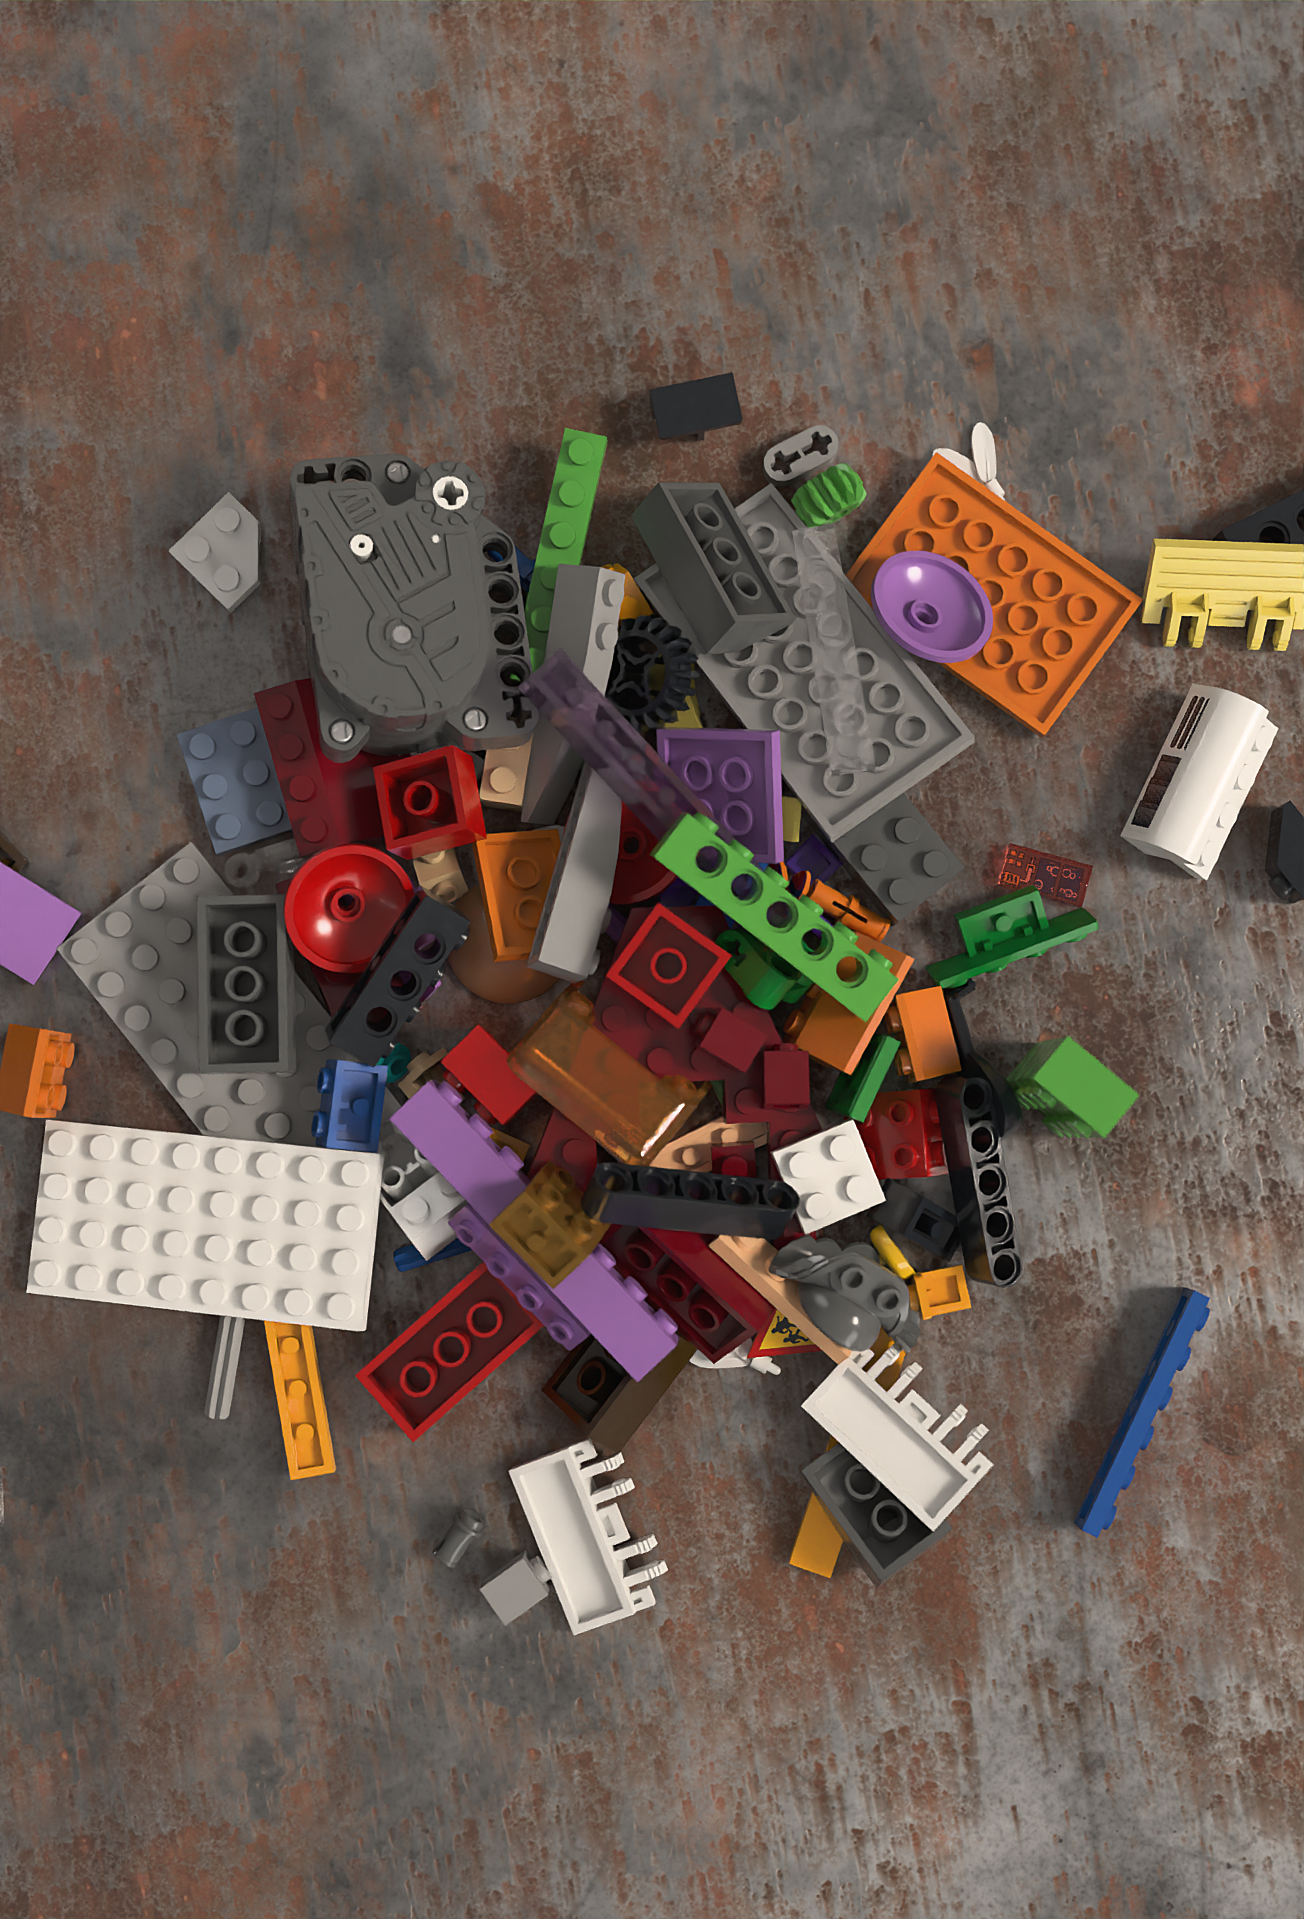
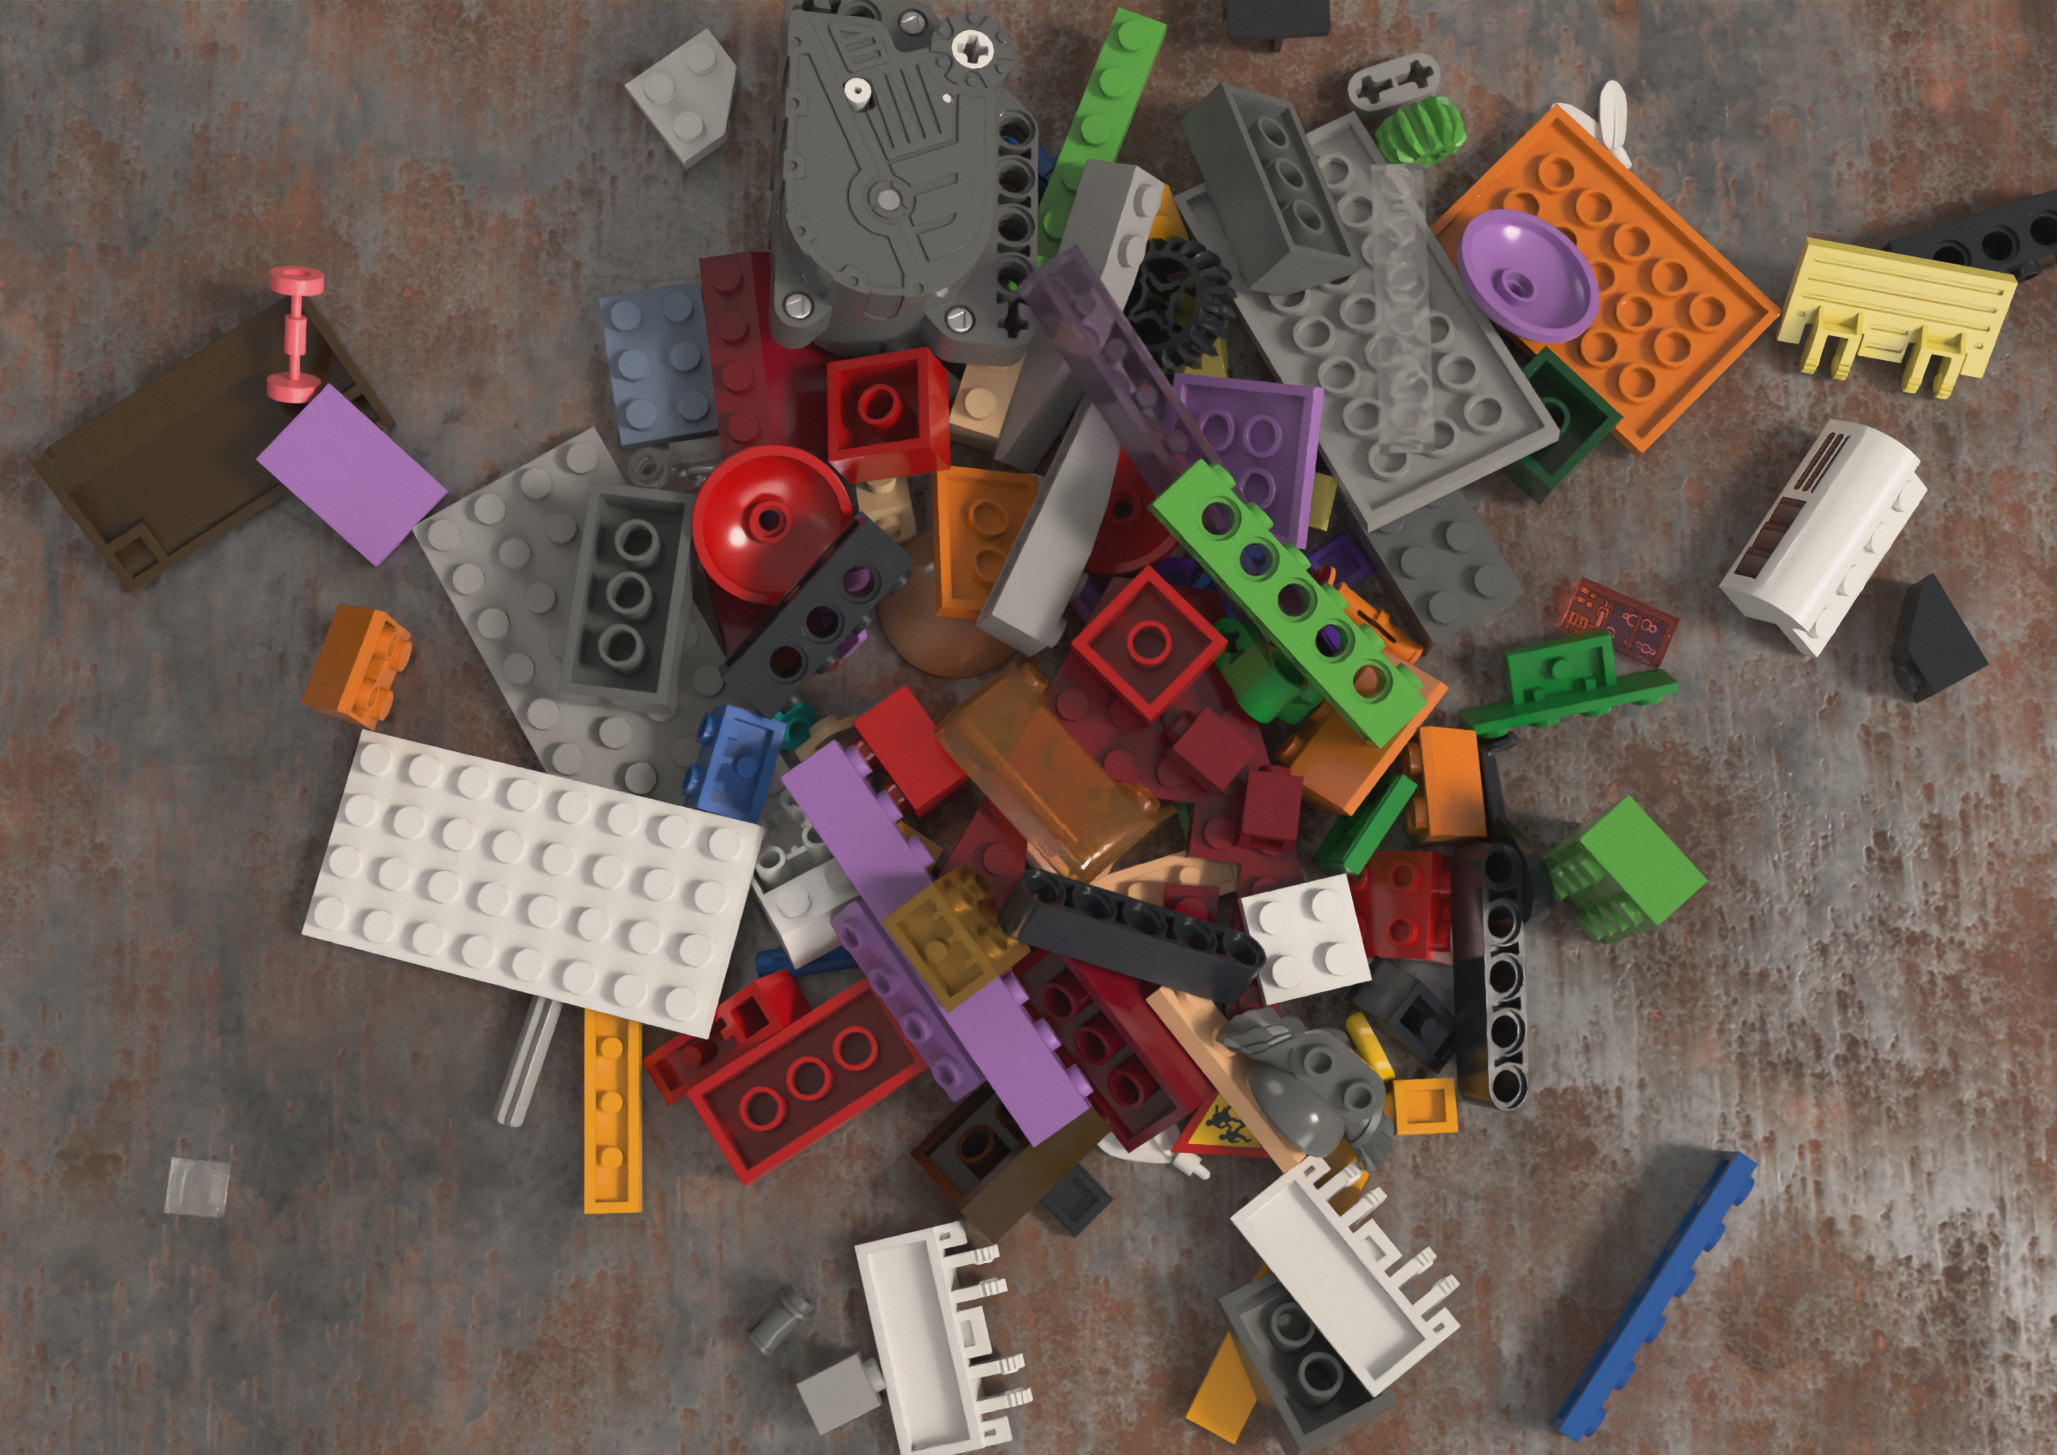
camera: 10 degrees right, 5 degrees down
(387, 1318) = (737, 1027): none -> red slope
(679, 1407) = (1076, 1200): none -> black tile
(985, 714) = (1580, 415): none -> dark green brick

